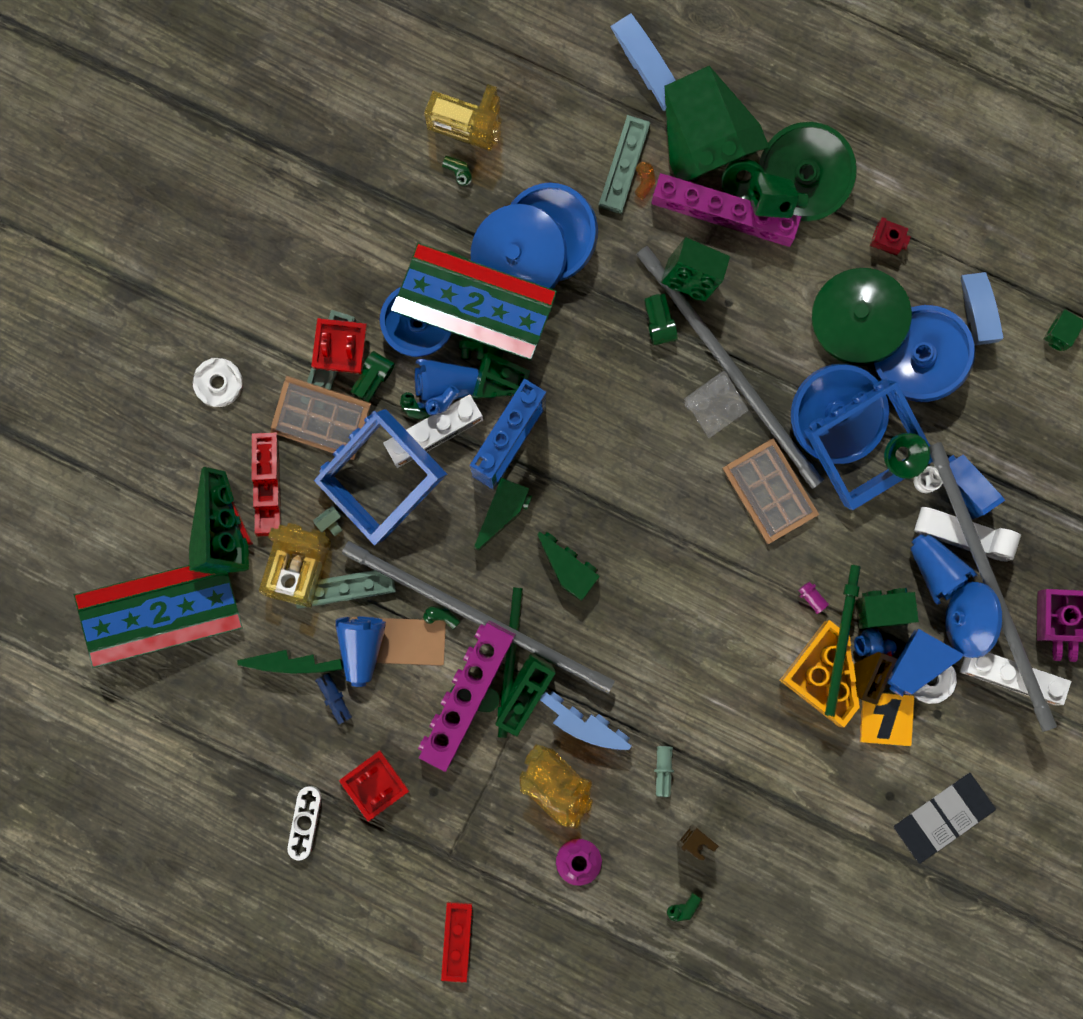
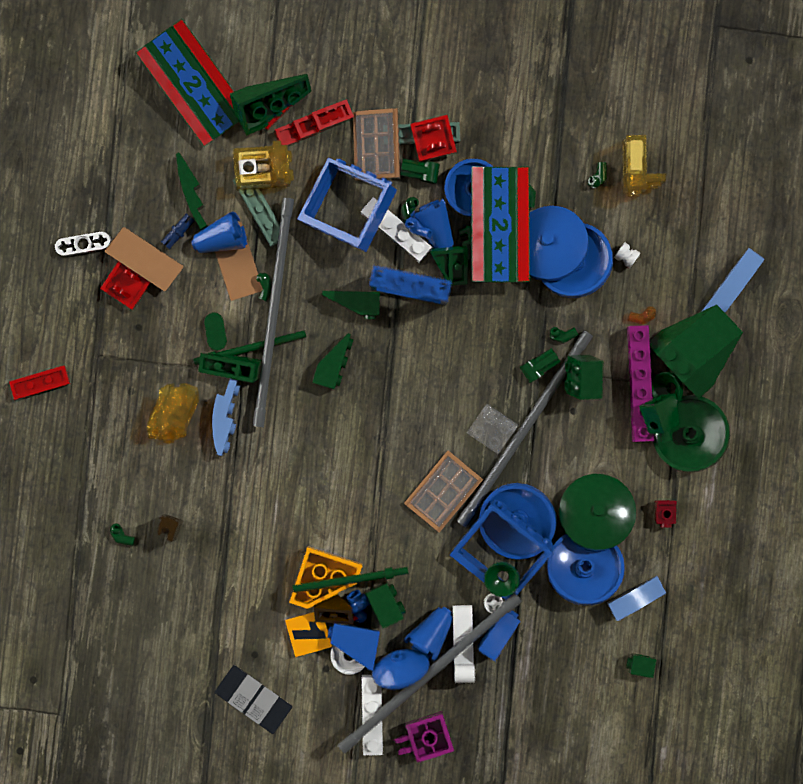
camera: 75 degrees right, 5 degrees up
(228, 392) = (375, 48): white tile -> none
(328, 520) = (304, 178): sand green tile -> none
(352, 753) = (144, 259): none -> medium nougat sticker
(432, 750) = (261, 334): magenta brick -> none
(568, 169) = (628, 256): none -> white wheel
(575, 848) = (136, 452): magenta piece -> none
(624, 164) = (649, 296): sand green tile -> none
(635, 281) = (562, 336): none -> dark green arm
(664, 771) = (212, 486): sand green axle -> none
(813, 597) = (377, 549): magenta pin -> none

